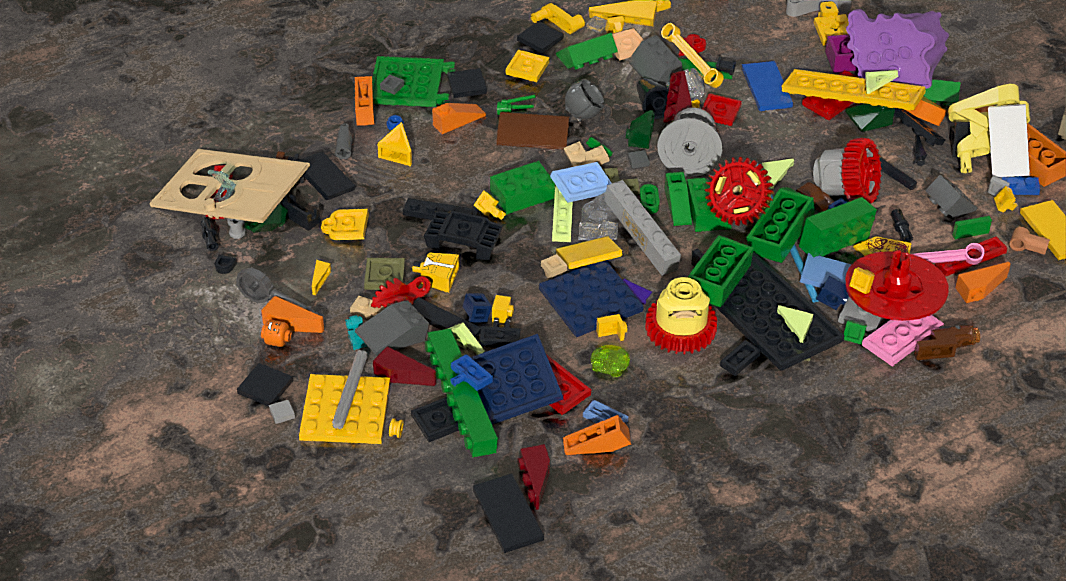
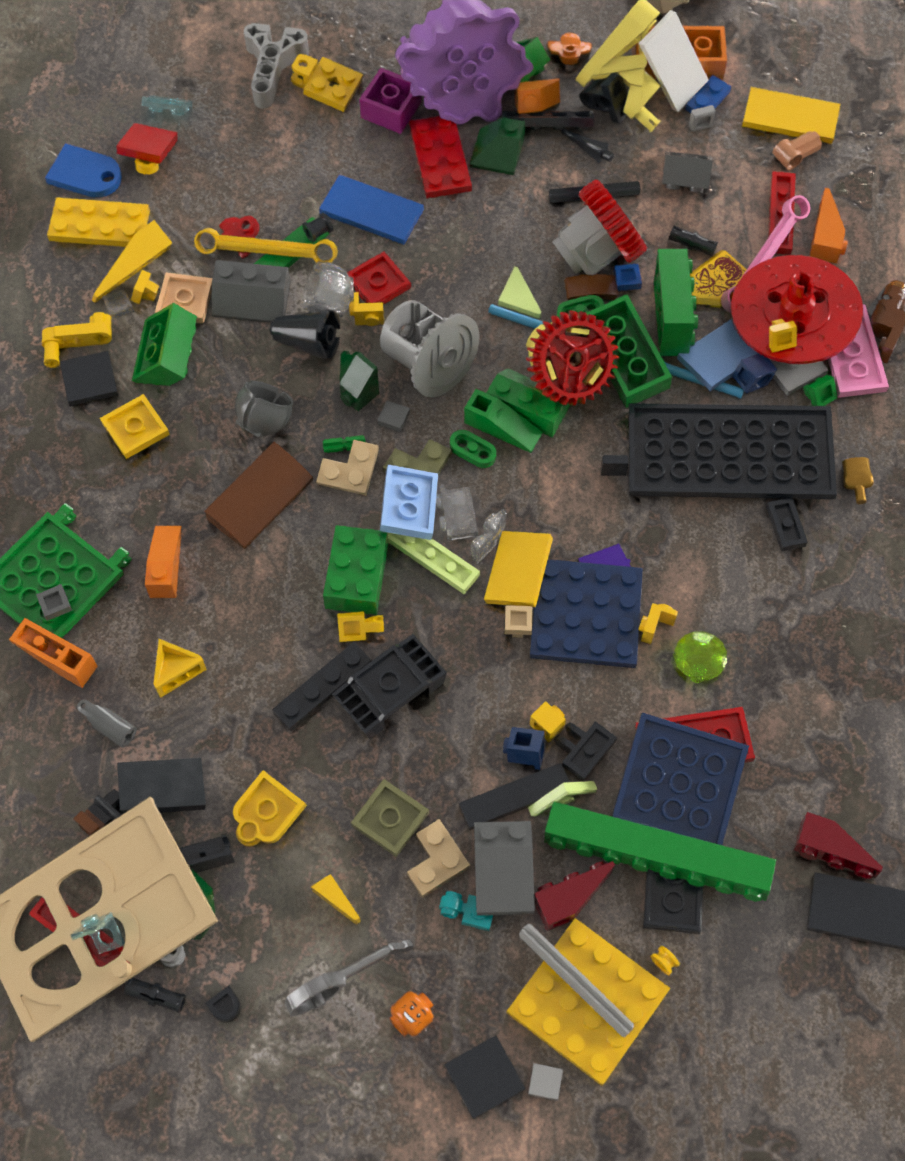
camera: 55 degrees left, 20 degrees up
(296, 317) = (385, 983): orange slope -> none
(393, 121) = (113, 636): blue plate -> none
(401, 292) = (446, 820): red plant -> none
(439, 269) = (431, 753): yellow torso -> none
(467, 83) = (106, 512): black tile -> none
(470, 372) = (658, 827): blue plate -> none
(506, 105) = (194, 499): green plant -> none
(596, 416) = (763, 725): medium blue tile -> none
(598, 438) = (819, 750): orange slope -> none
(642, 228) = (526, 488): light grey brick -> none
(678, 96) = (352, 313): dark red slope -> none
(681, 318) = (699, 545): piece -> none
(722, 268) = (669, 460): green brick -> none
(796, 320) = (785, 435): yellowish green tile -> none
(810, 376) = (857, 477): none -> pearl gold piece
(852, 89) = (468, 137): yellow plate -> none
(878, 79) = (482, 106): yellowish green tile -> none
(972, 227) = (742, 182): green tile -> none
(1005, 200) = (722, 125): yellow tile -> none

